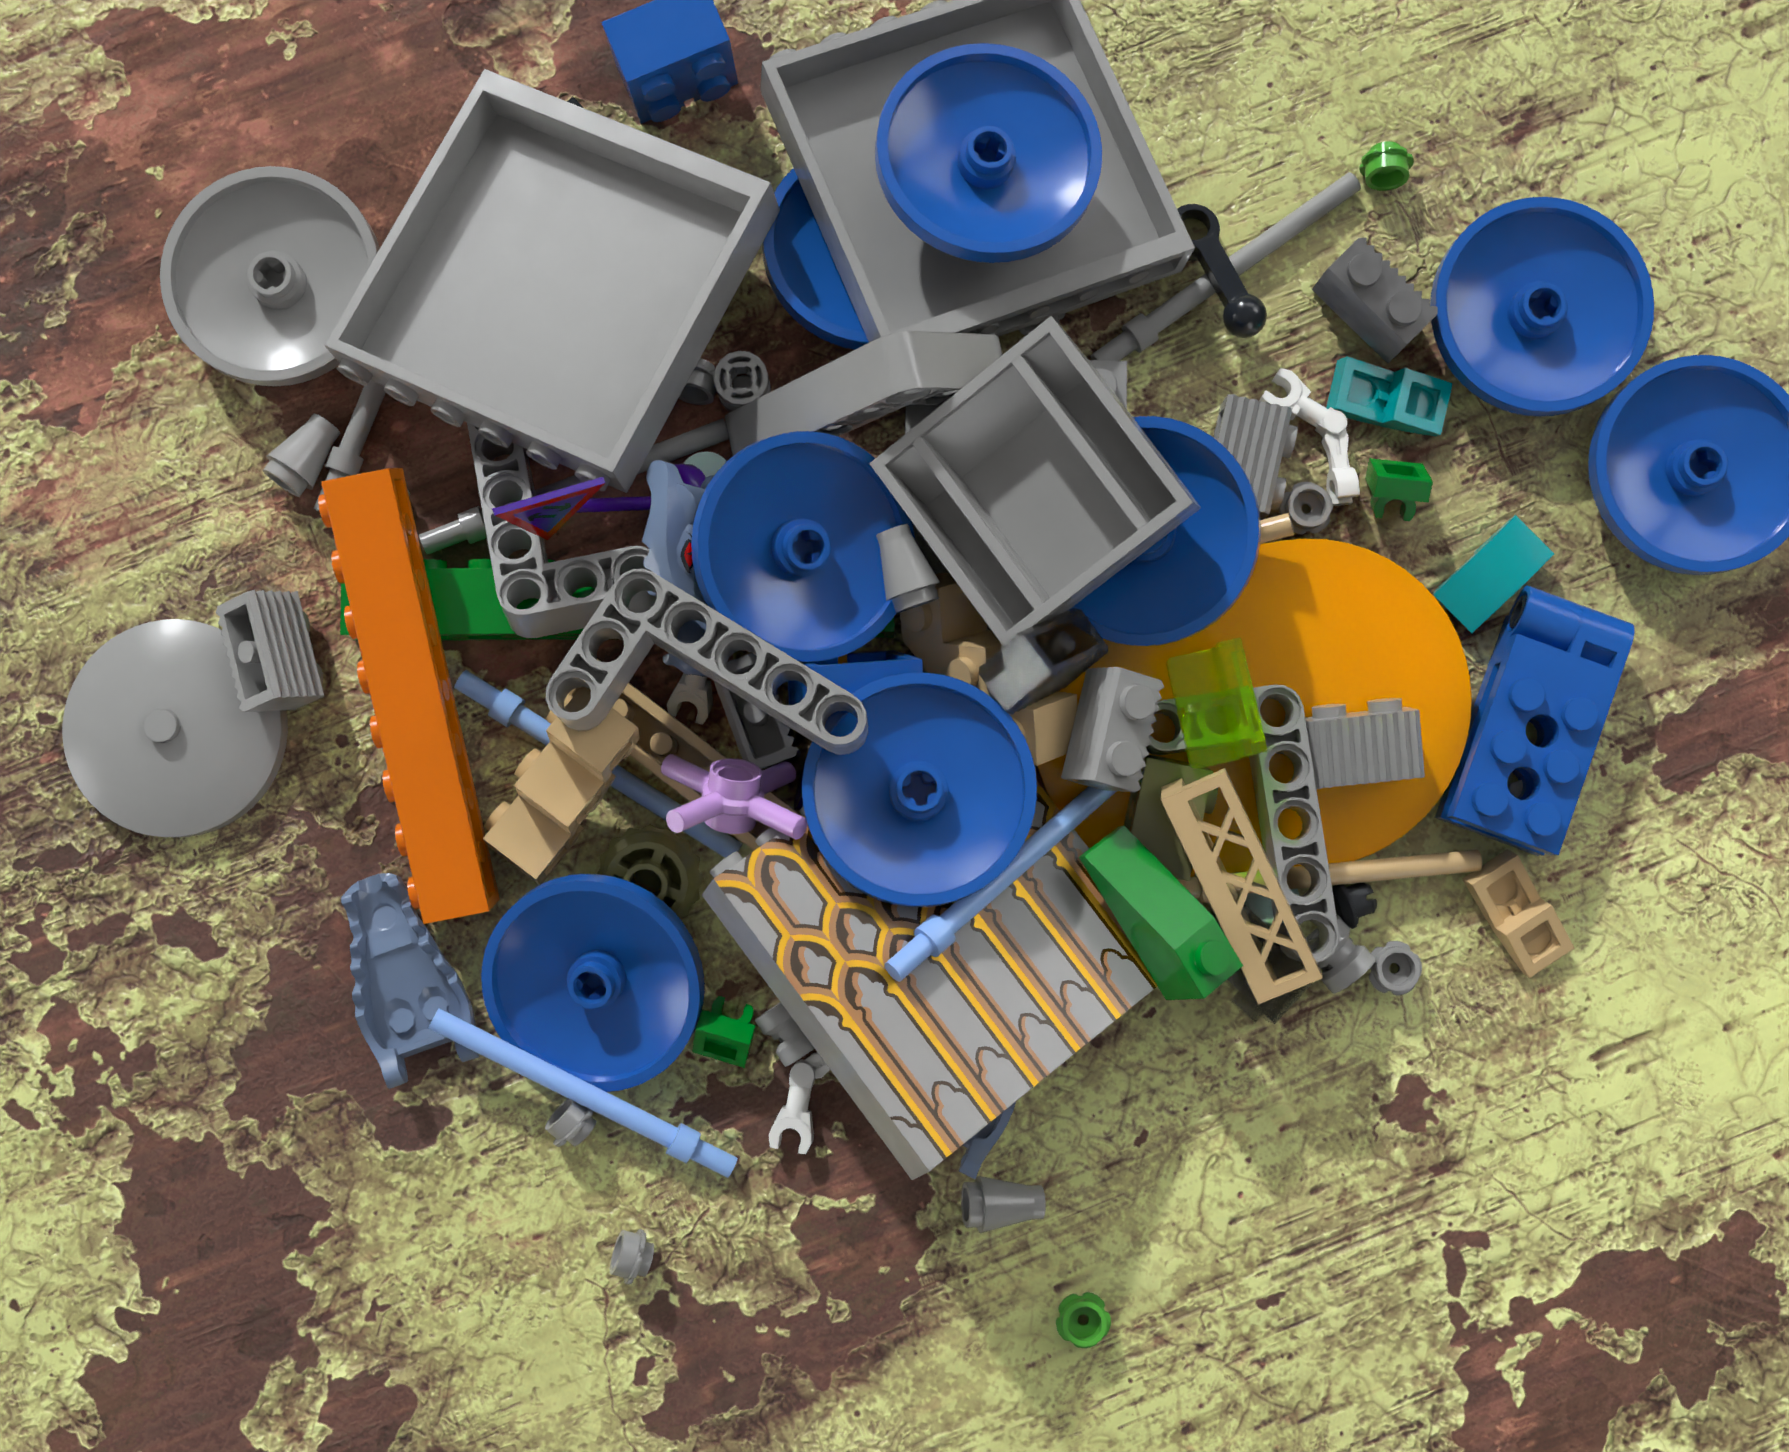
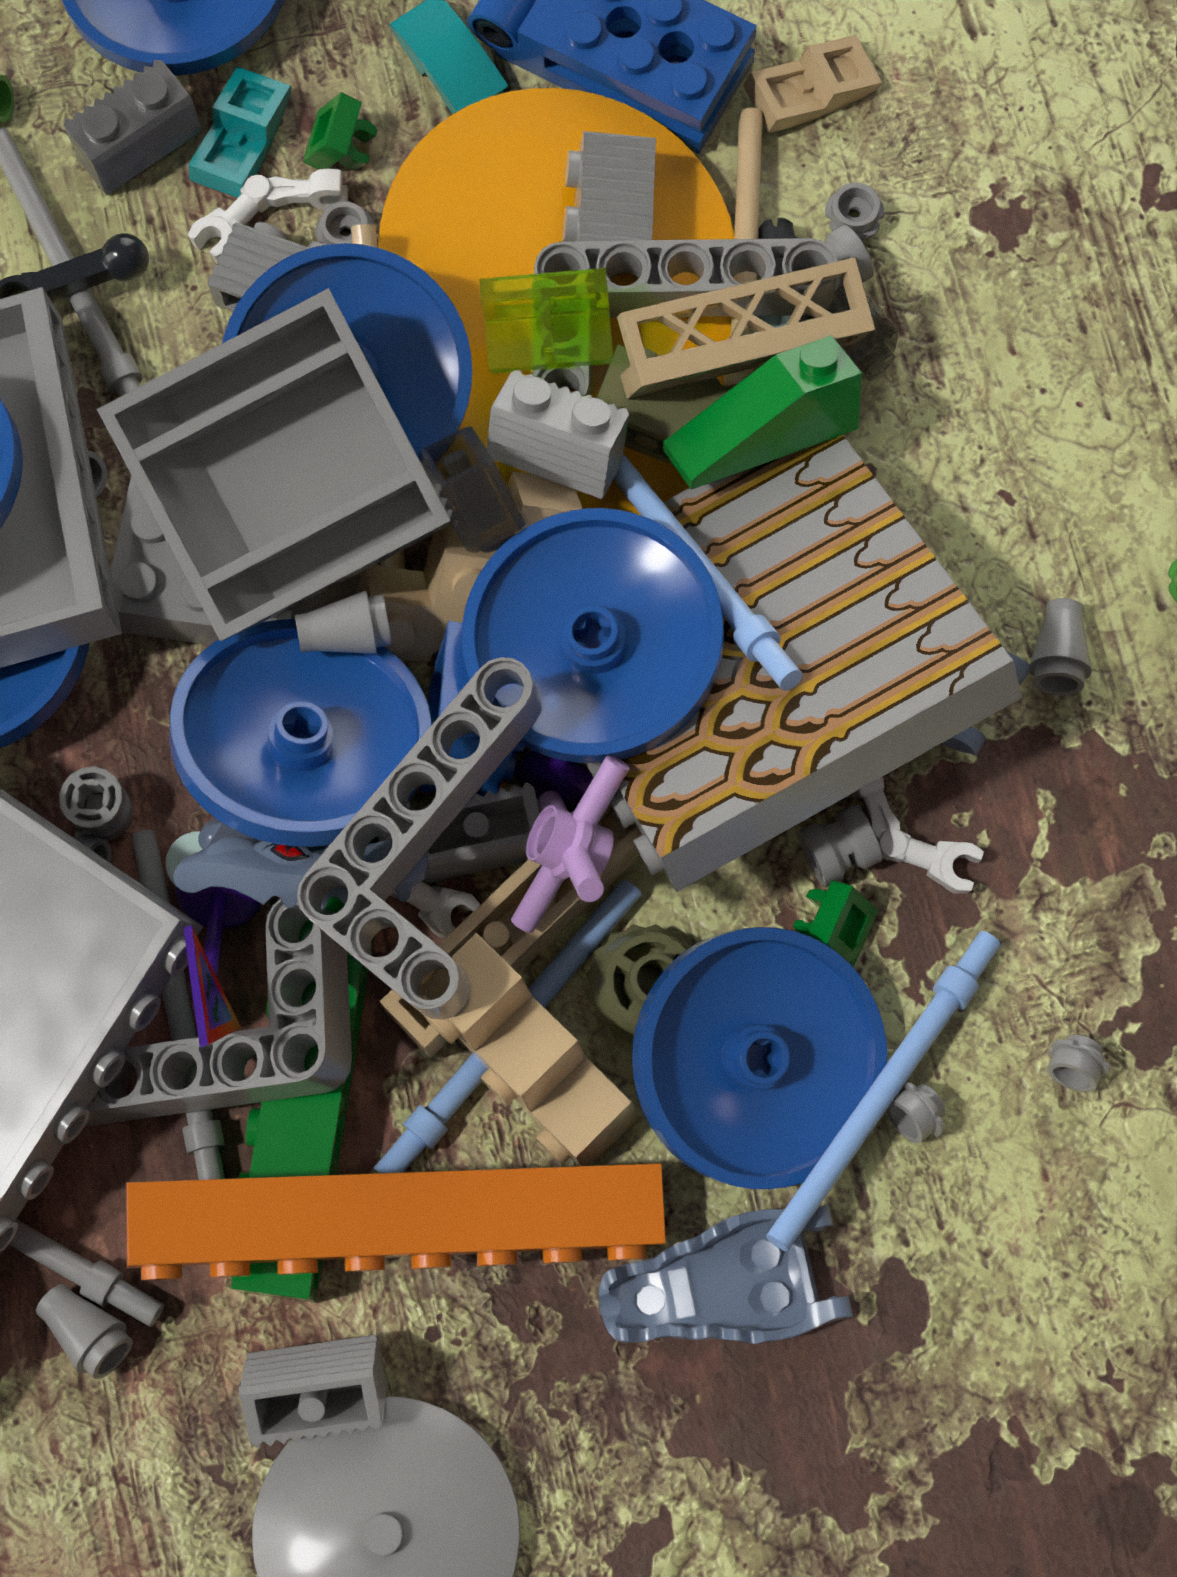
camera: 75 degrees left, 10 degrees down
(867, 385) = (135, 658): light grey beam -> none

